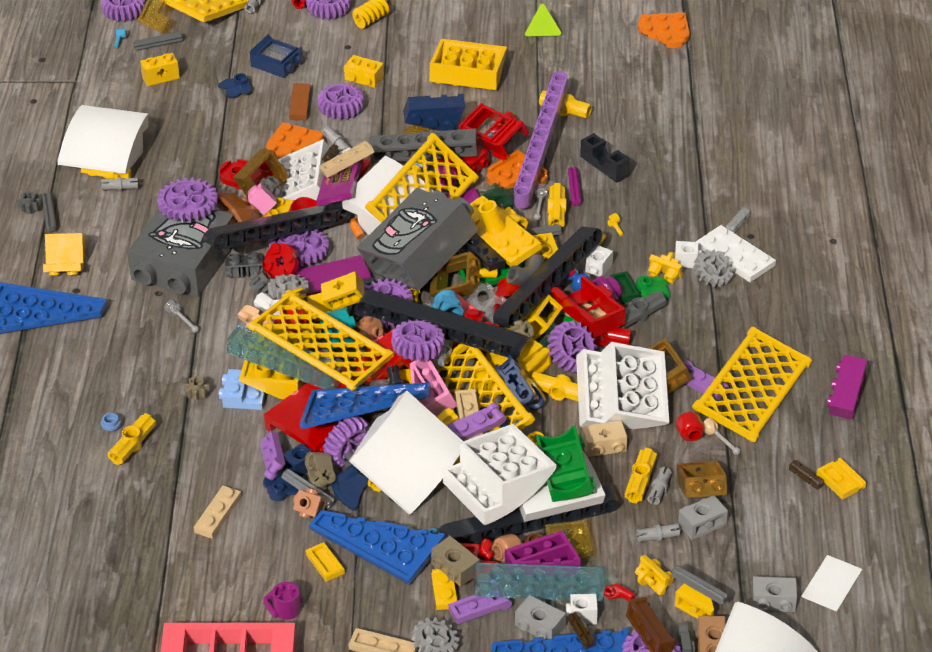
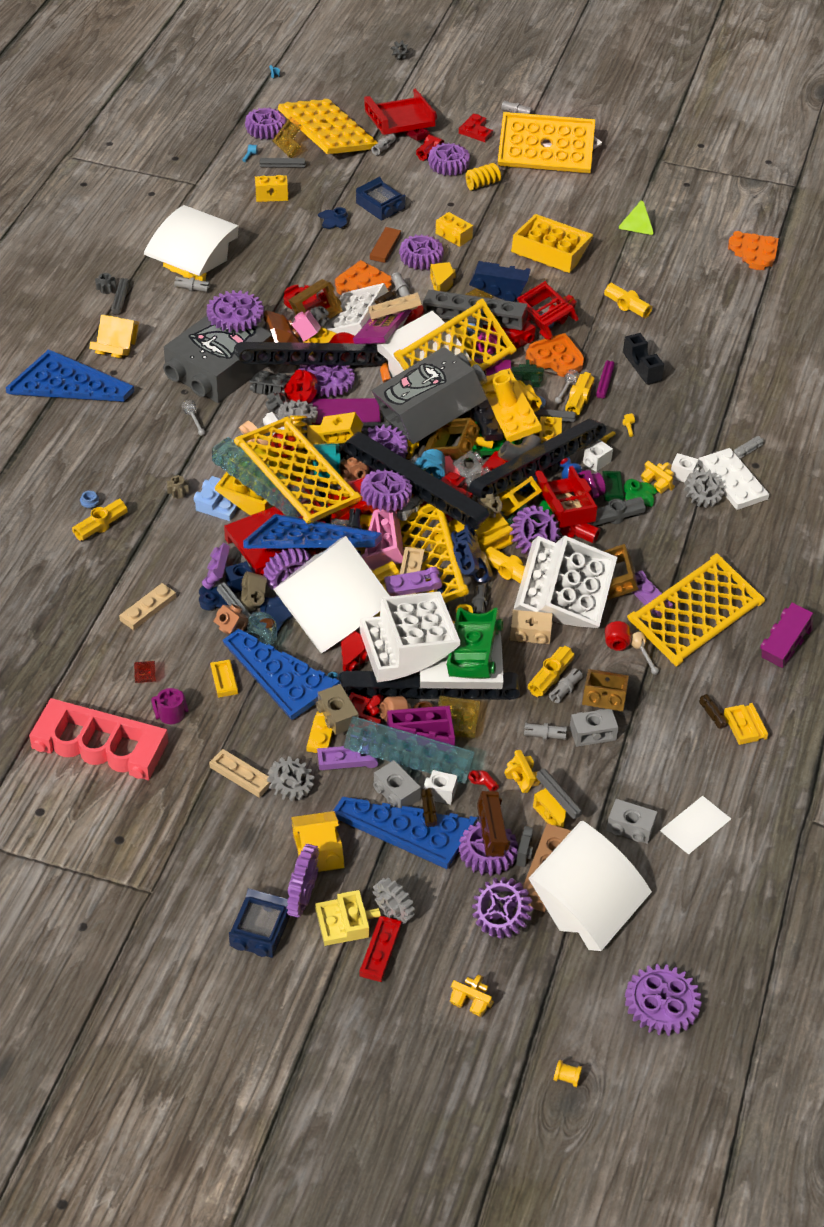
camera: 15 degrees right, 5 degrees up
(244, 574) = (145, 671): none -> clear red plate
(346, 502) = (262, 627): none -> clear light blue hair
(371, 120) = (442, 276): none -> yellow slope
(443, 505) = (353, 652): none -> red slope
(540, 140) = (587, 328): medium lavender beam -> none
(543, 424) = (479, 600): none -> dark grey pin

